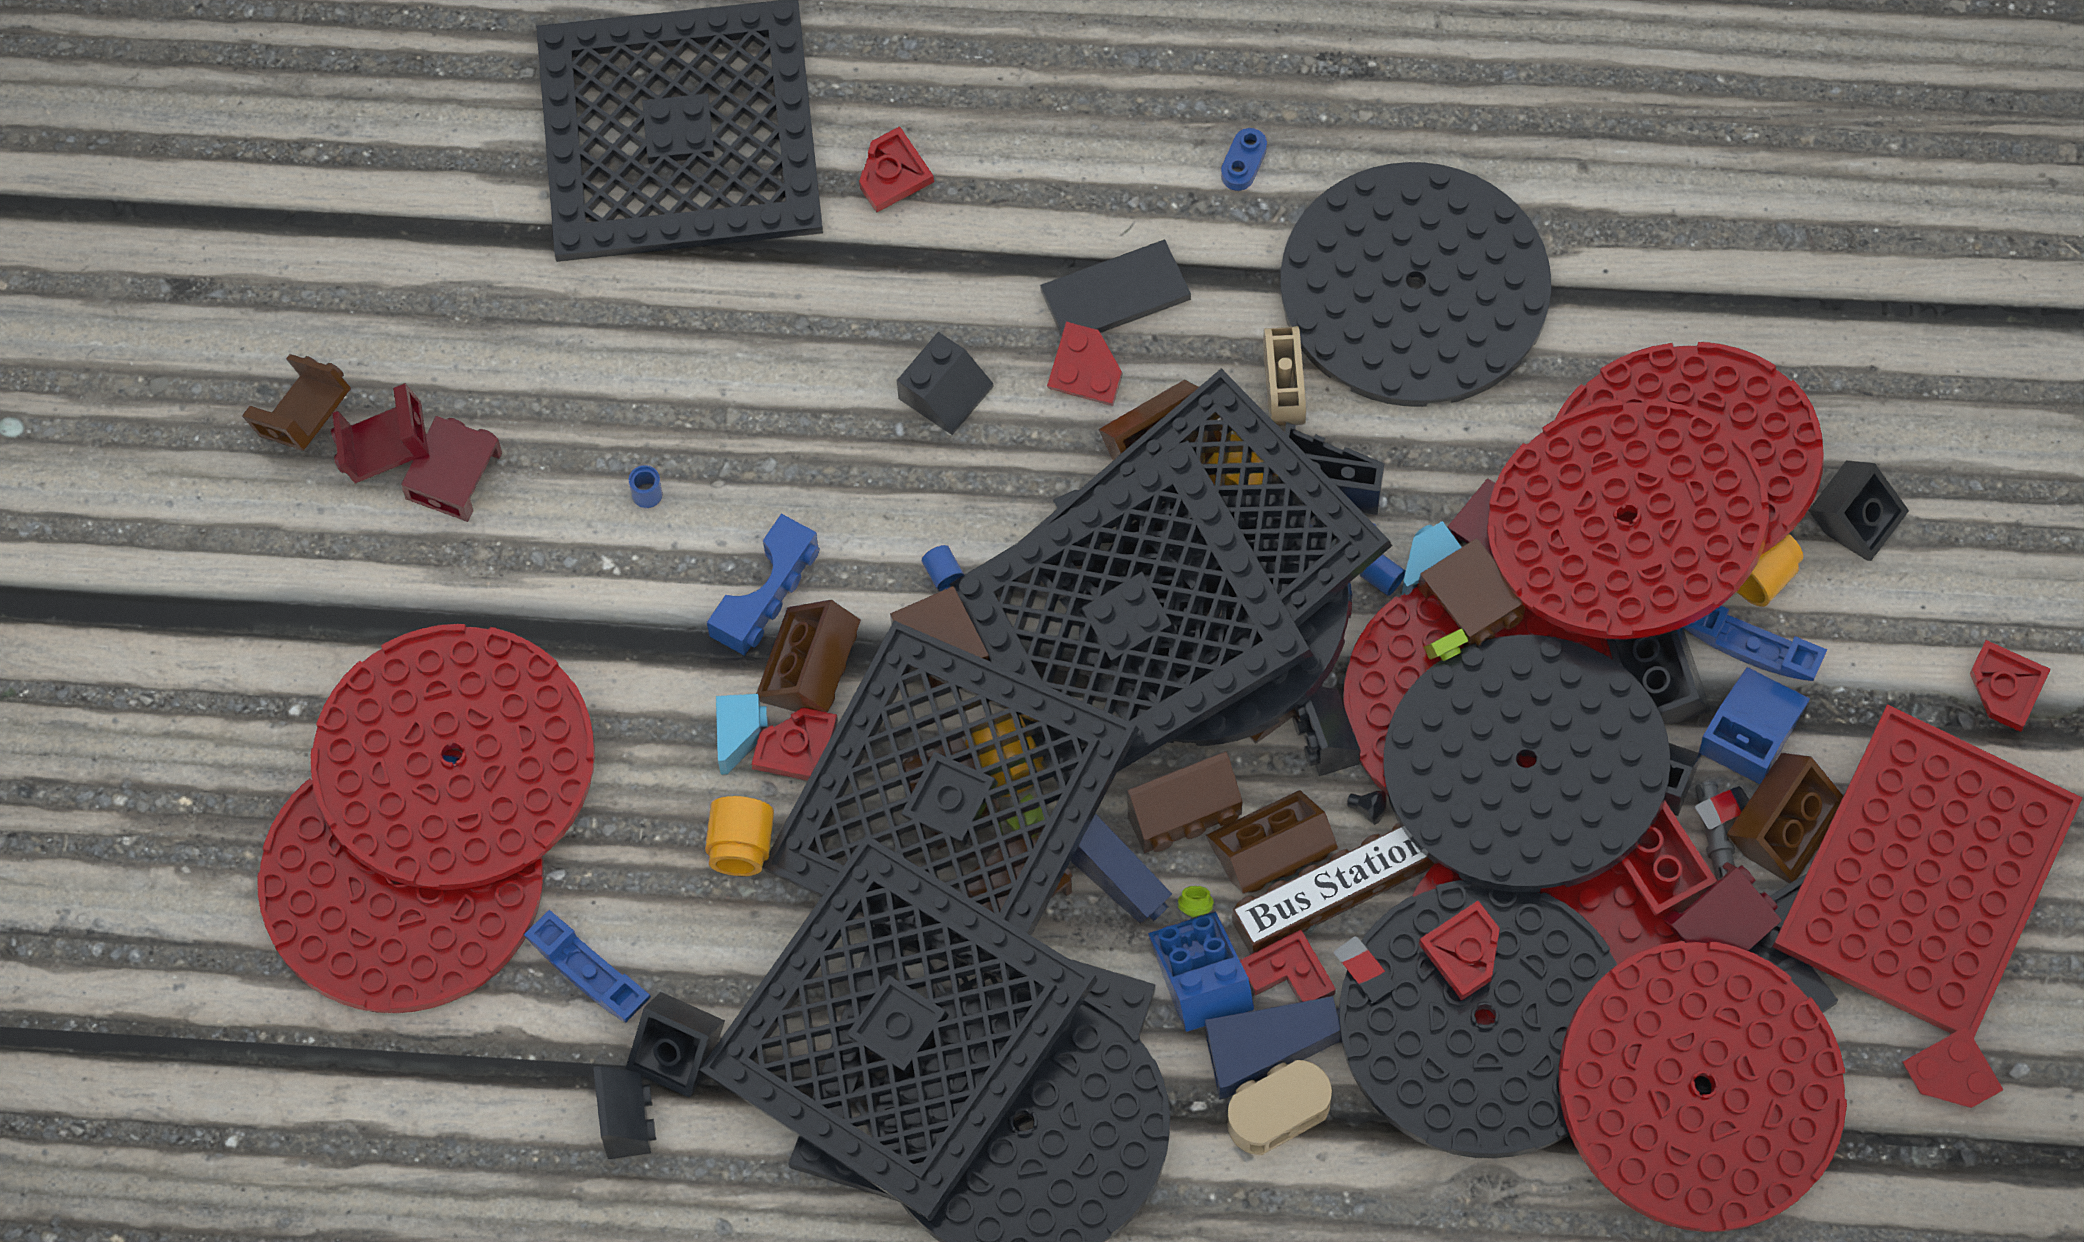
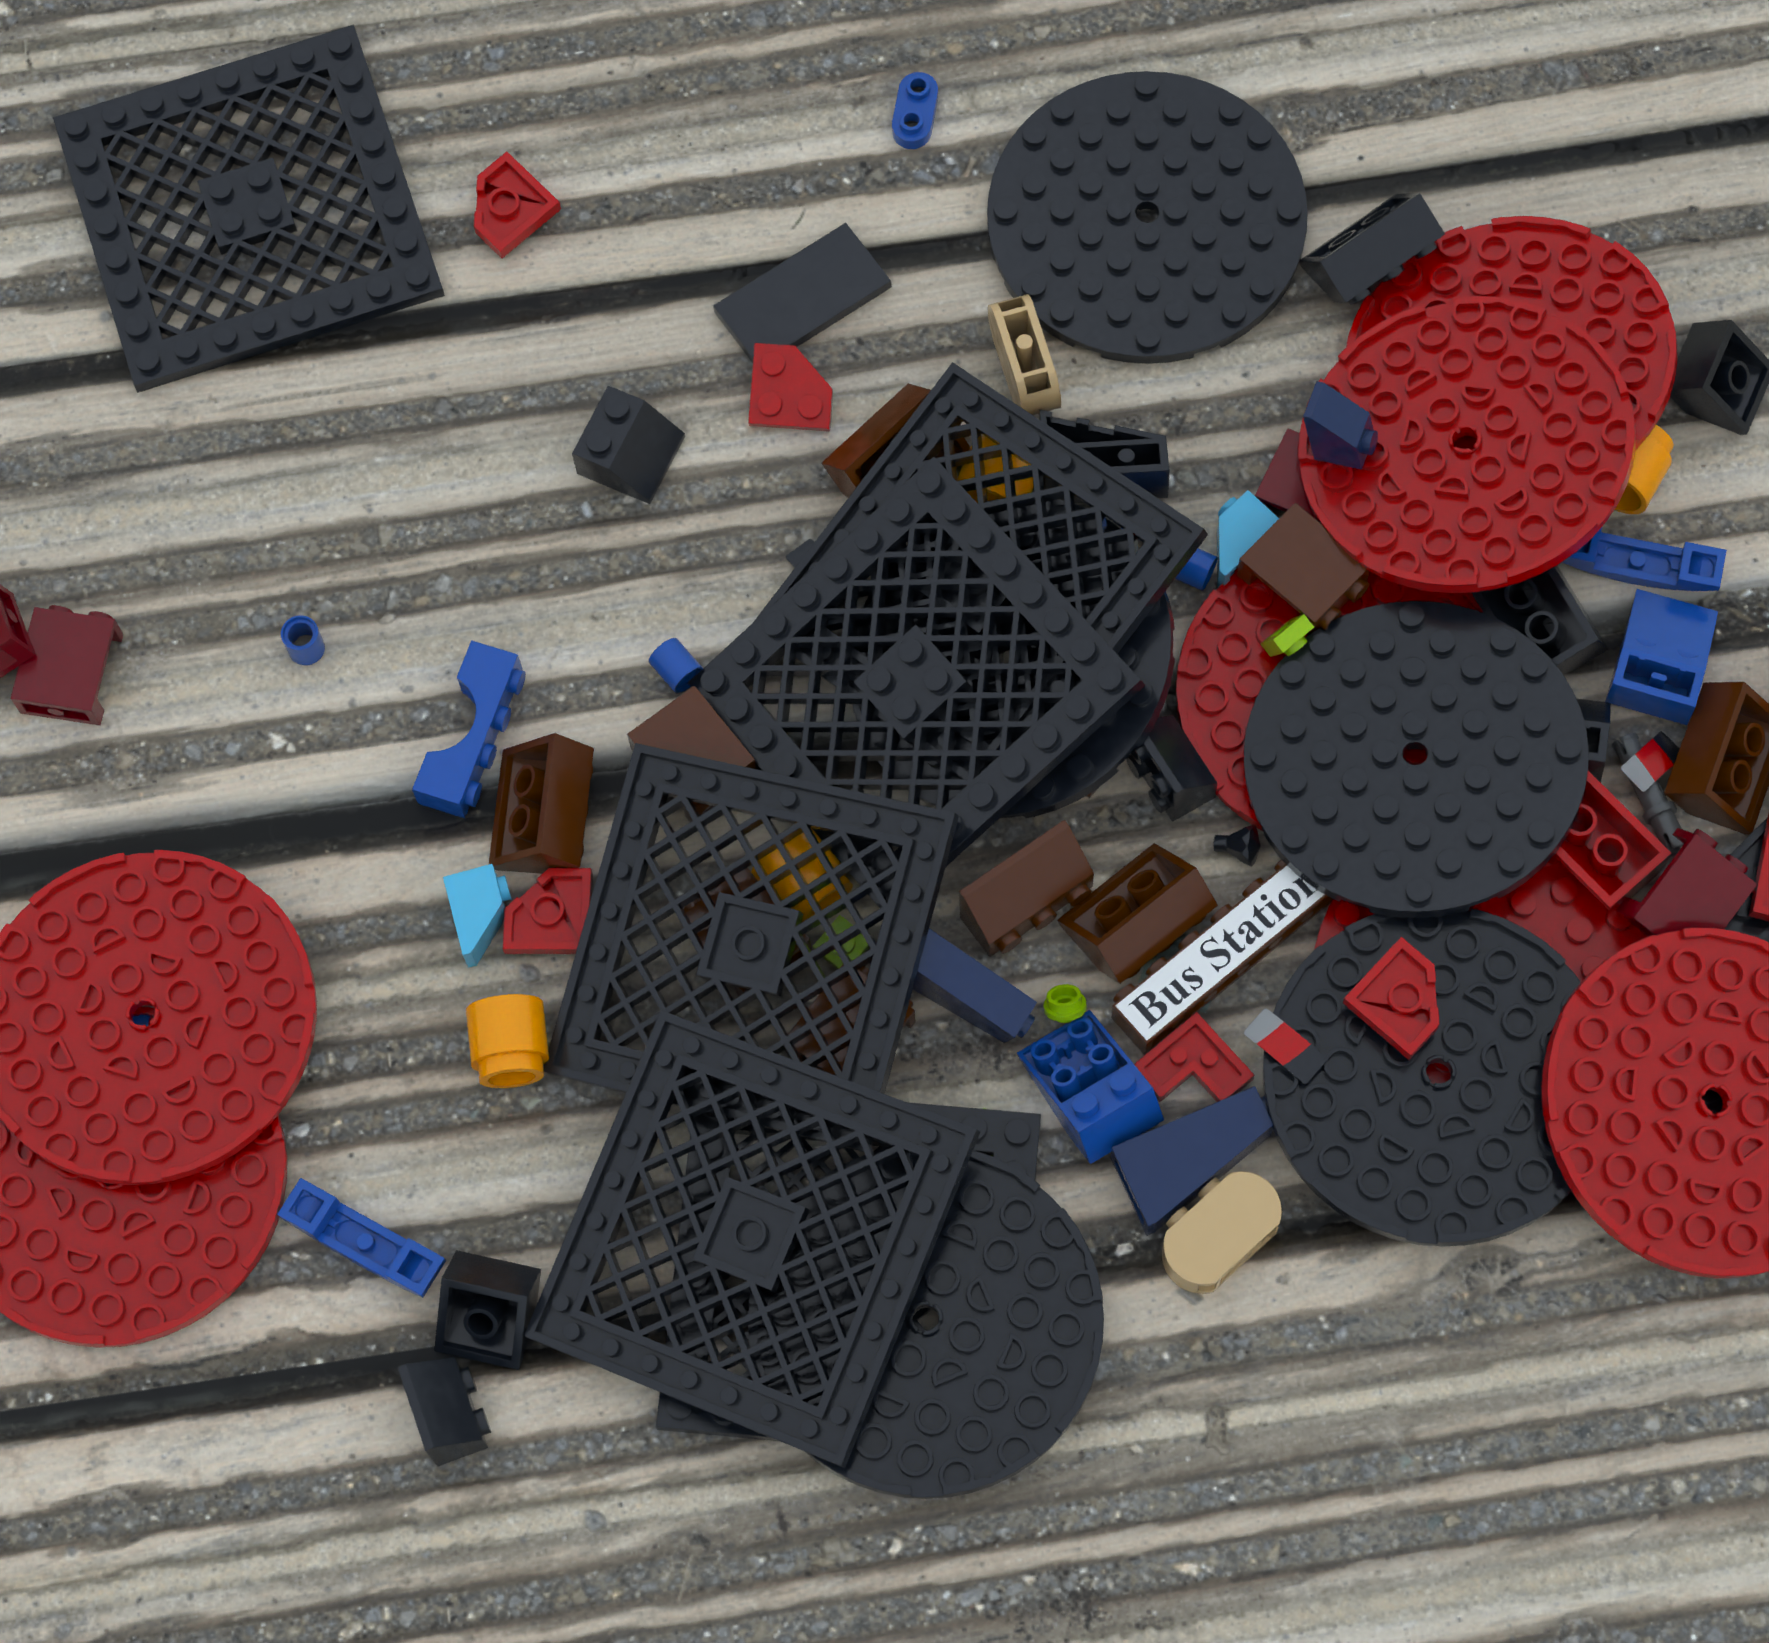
camera: 10 degrees left, 5 degrees up
(1523, 484) = (1338, 428): none -> dark blue slope
(1594, 346) = (1373, 248): none -> black slope

